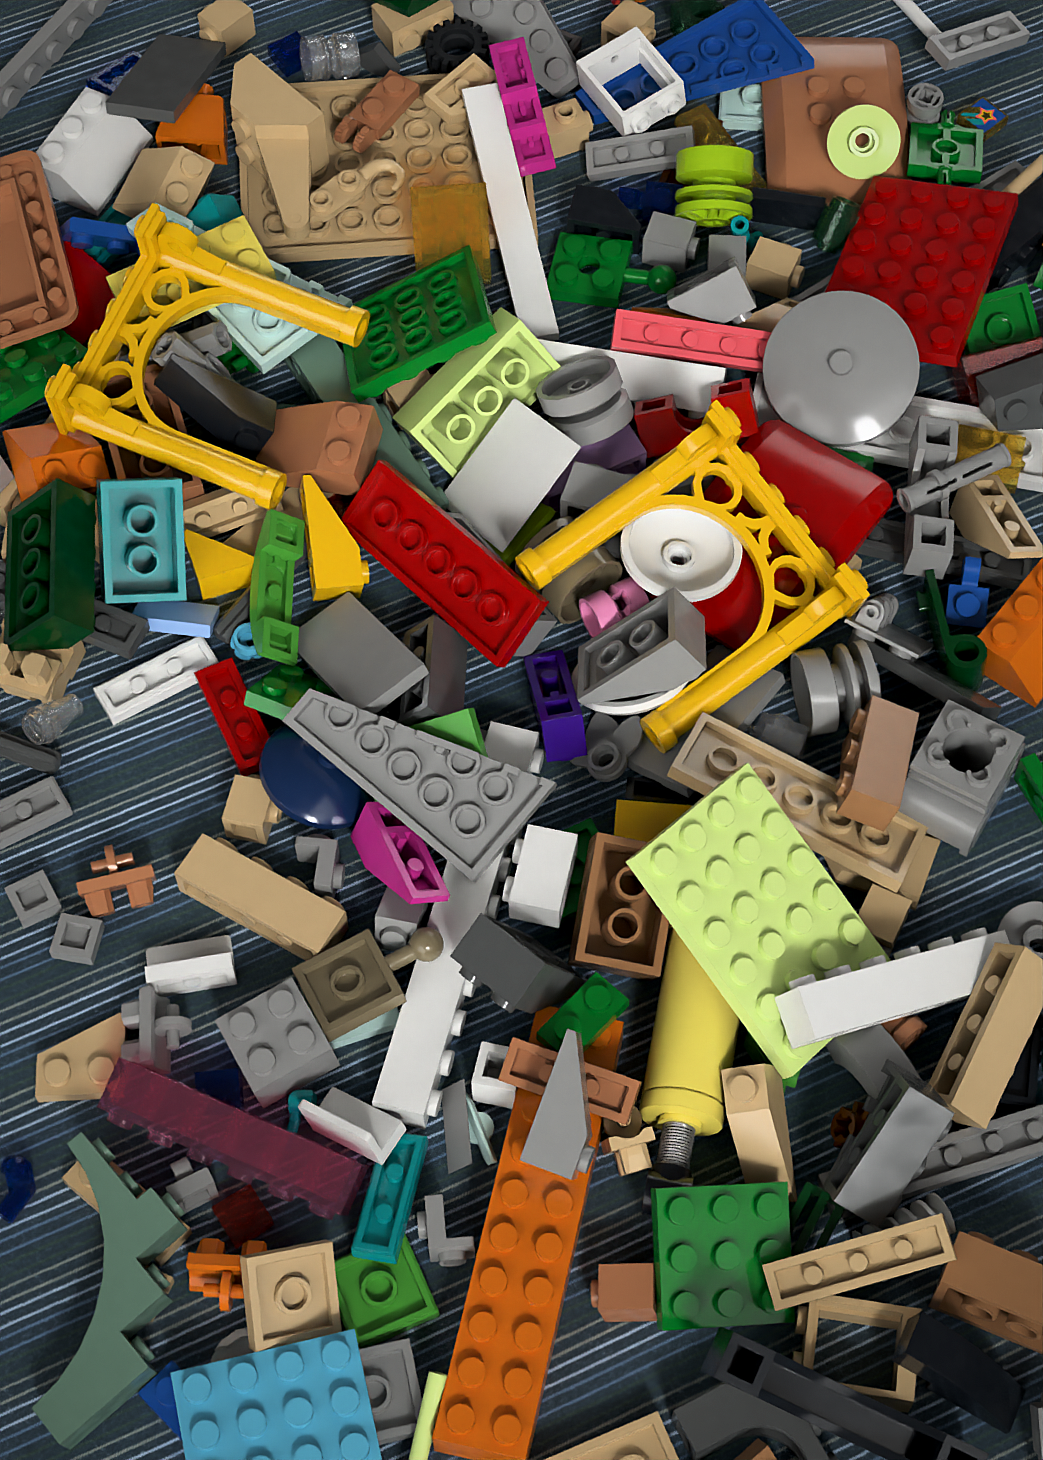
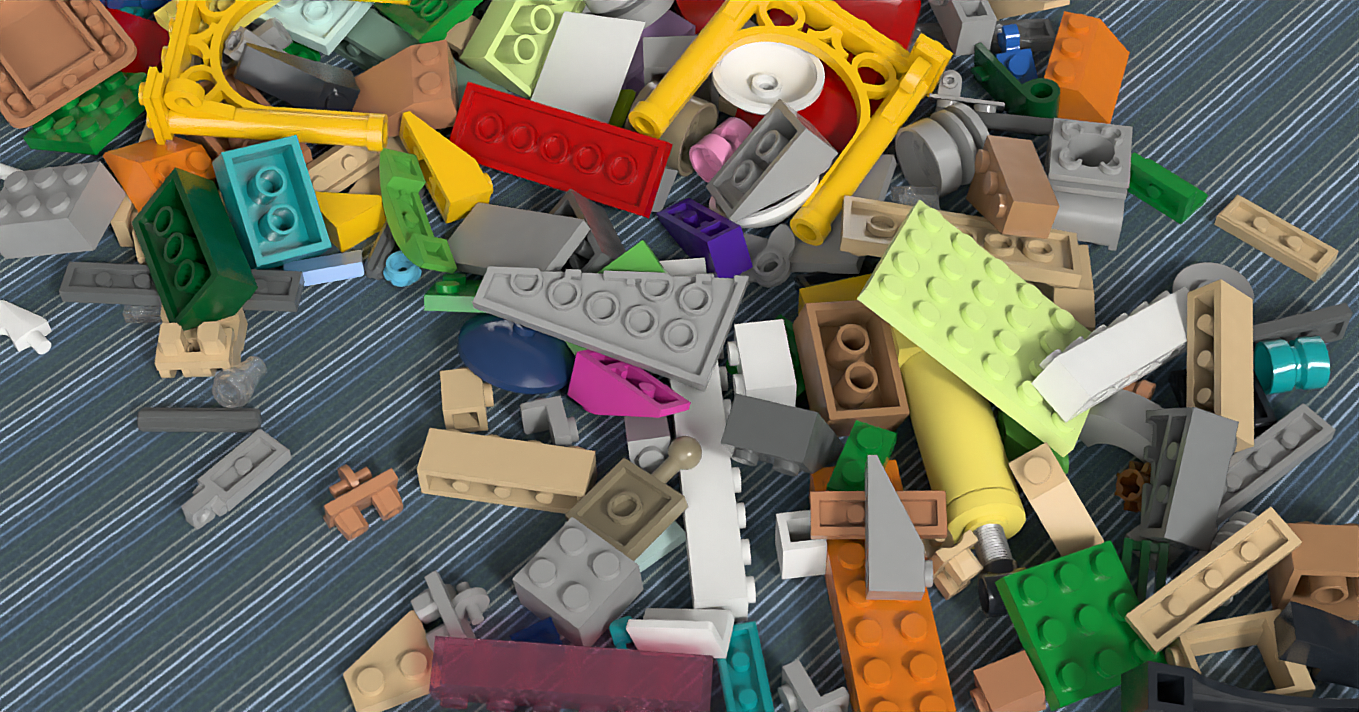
camera: 20 degrees left, 10 degrees down
(33, 899) = (283, 539): light grey plate -> none
(77, 939) = (341, 560): light grey plate -> none
(154, 679) = (326, 325): white tile -> none
(191, 966) = (465, 549): white panel -> none
(237, 723) = (414, 329): red plate -> none
(456, 1126) = (779, 605): light grey sticker -> none
(481, 1130) = (798, 600): light aqua piece -> none

